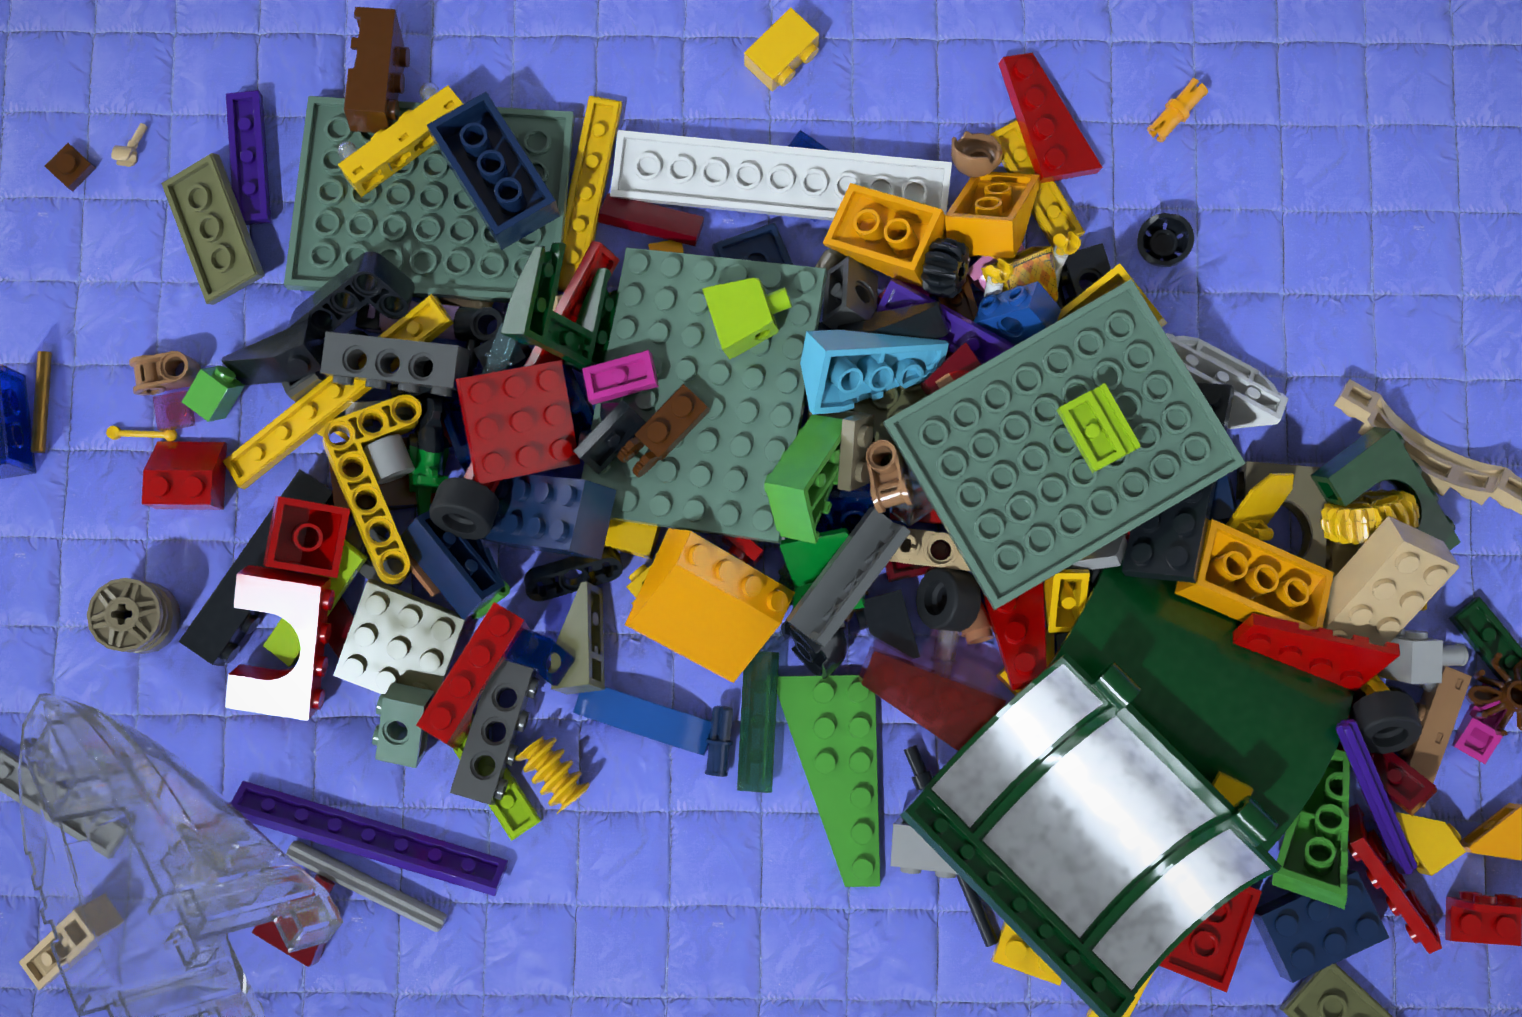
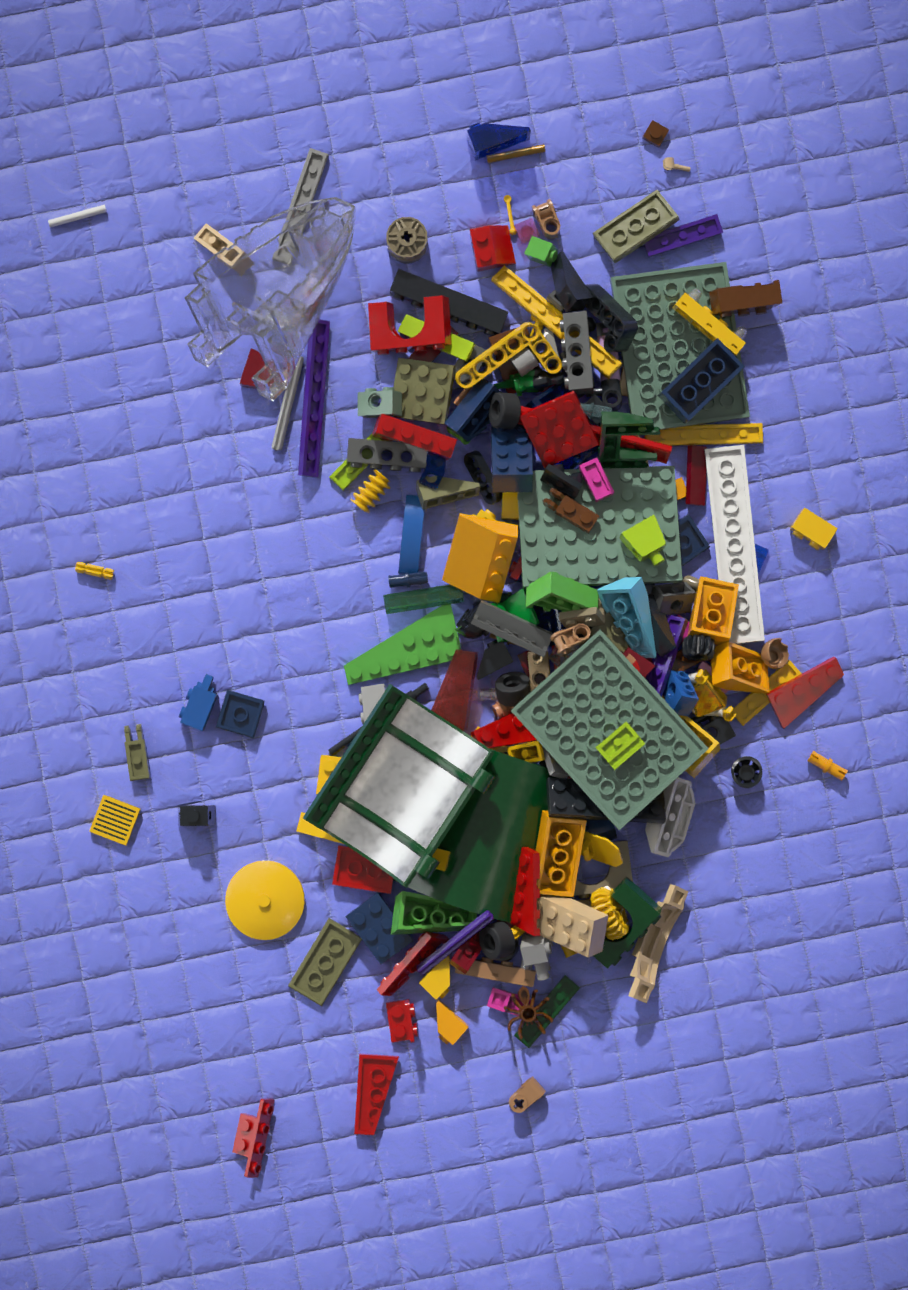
camera: 70 degrees right, 5 degrees up
(306, 537) = (471, 326): red slope -> none

